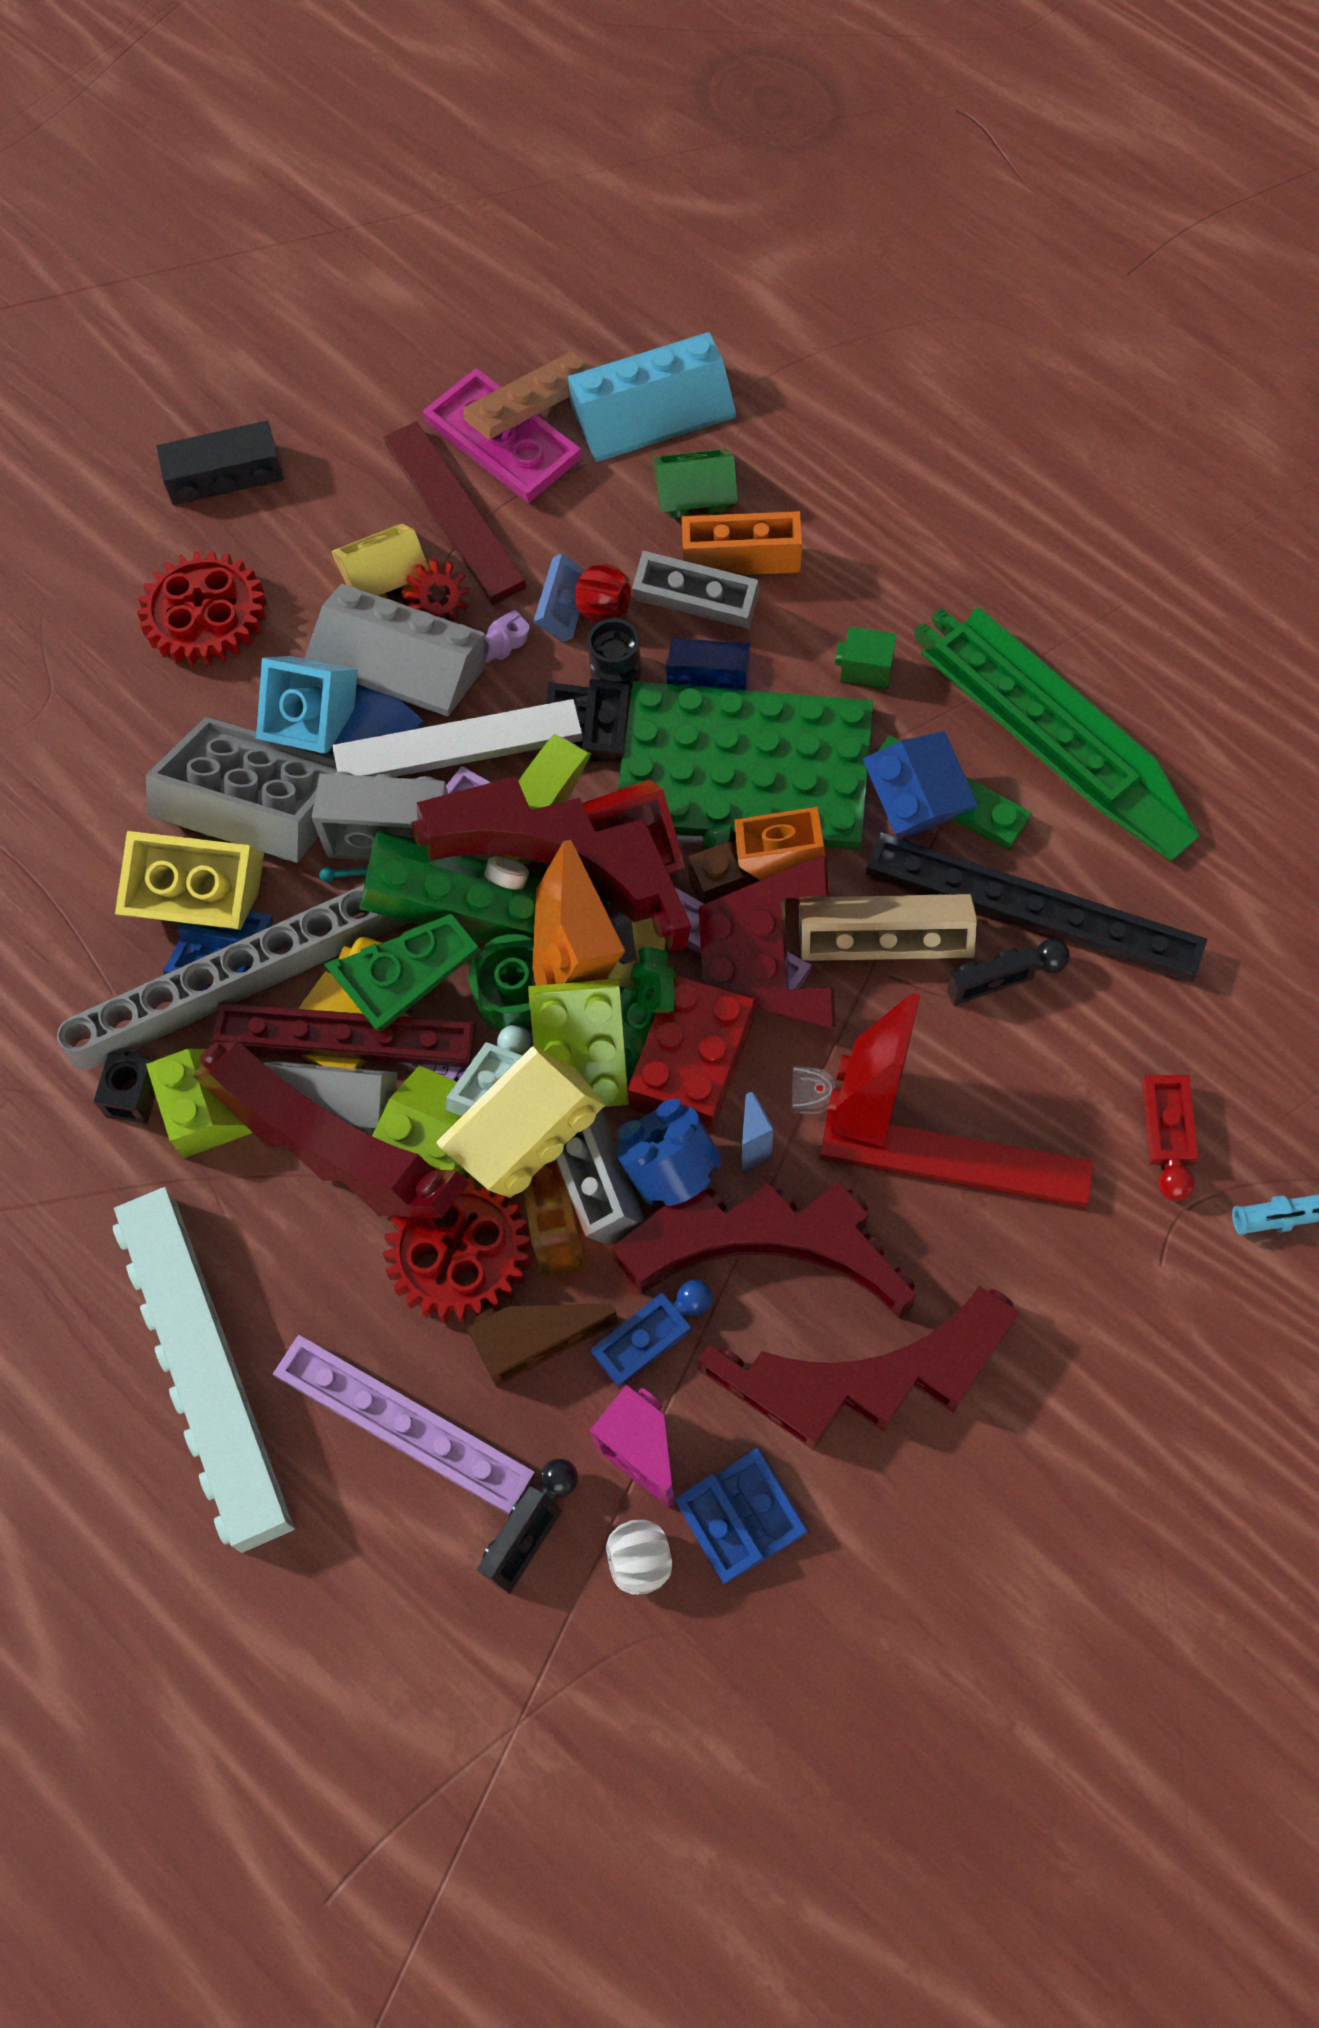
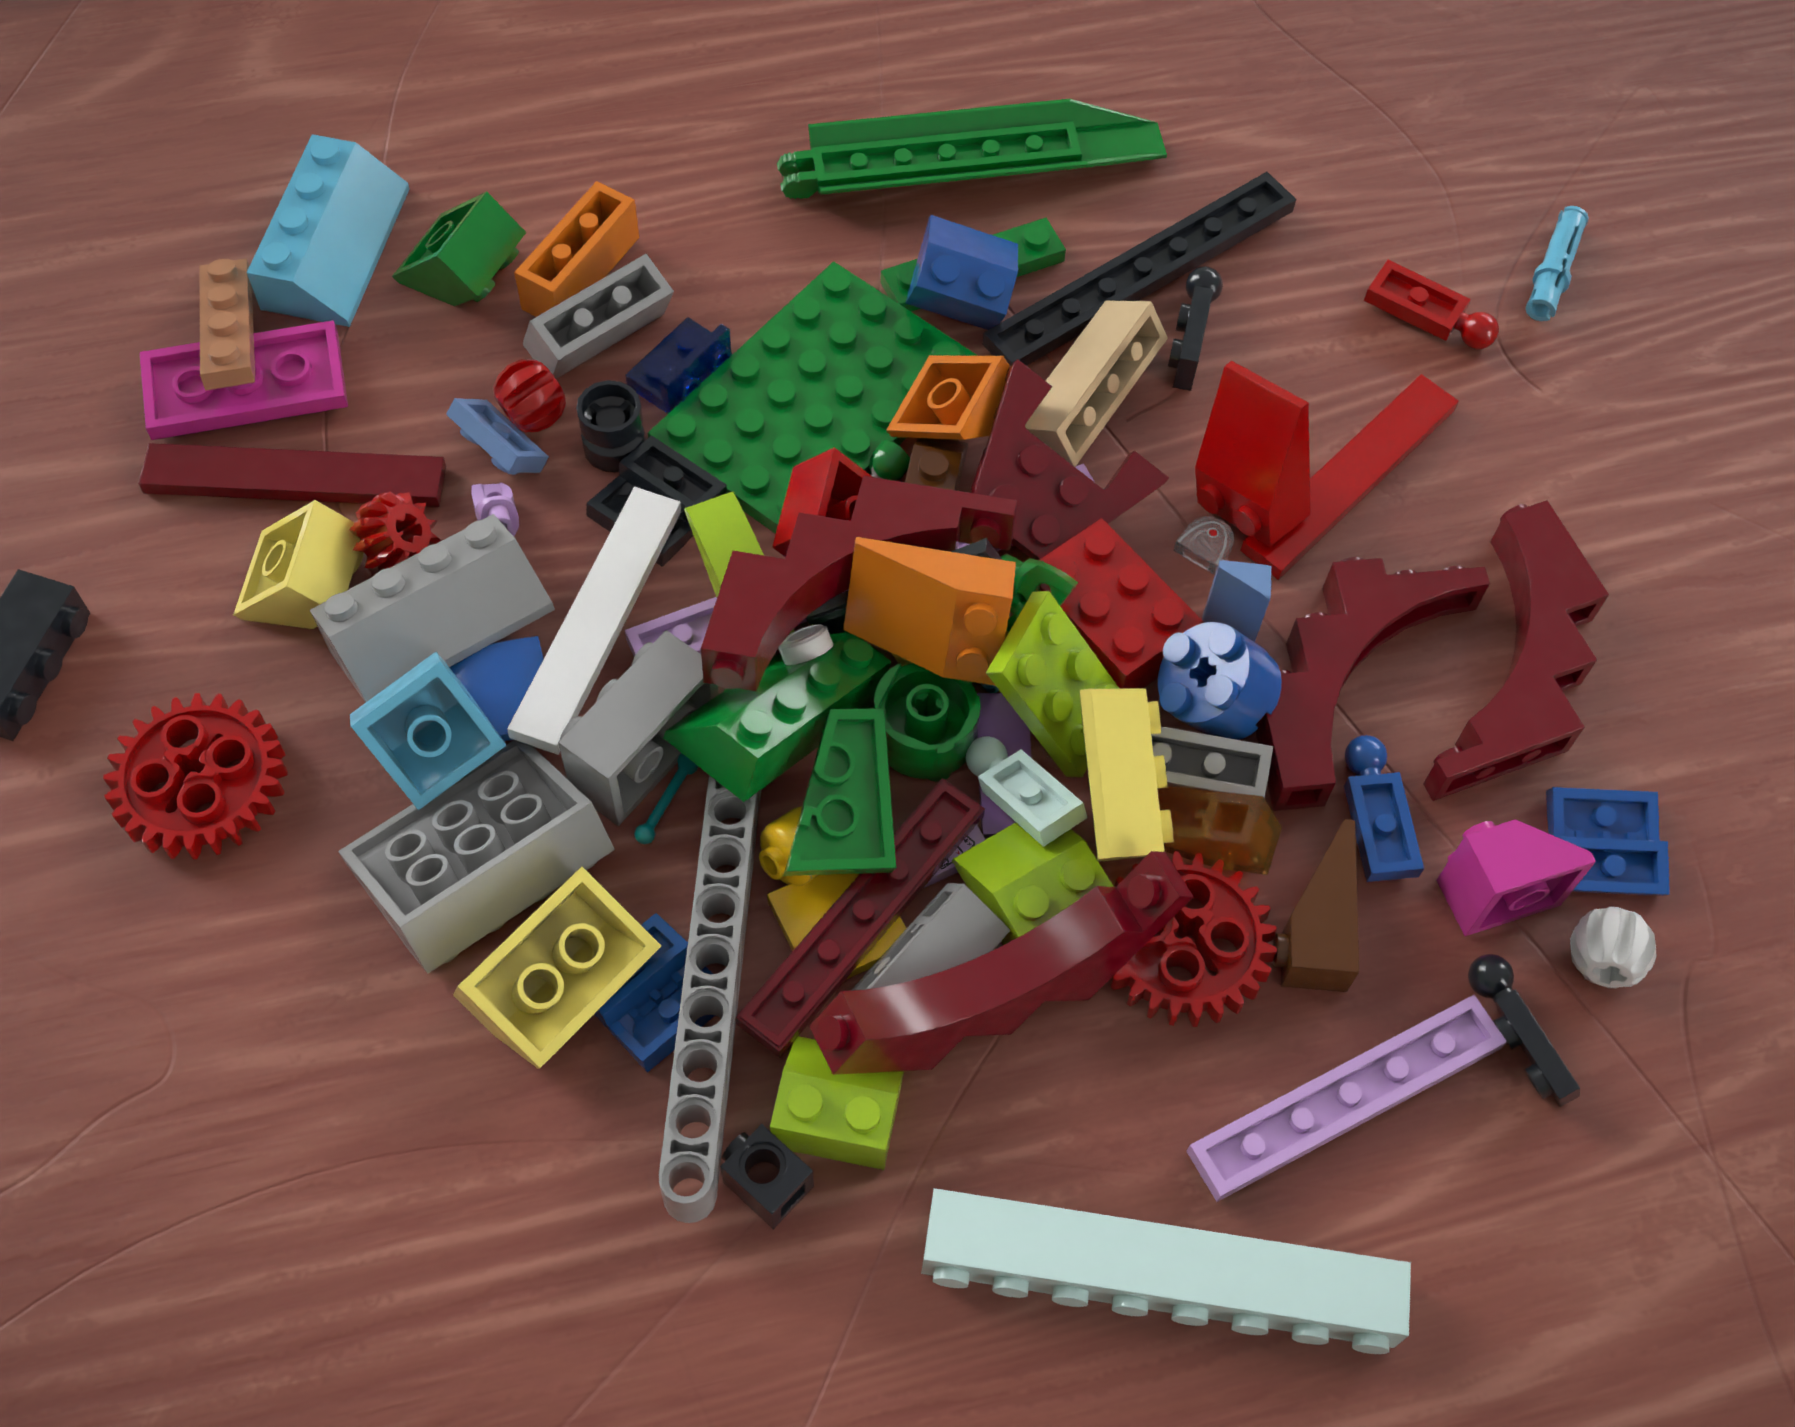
camera: 65 degrees left, 5 degrees down
(866, 657) = (786, 237): green brick -> none

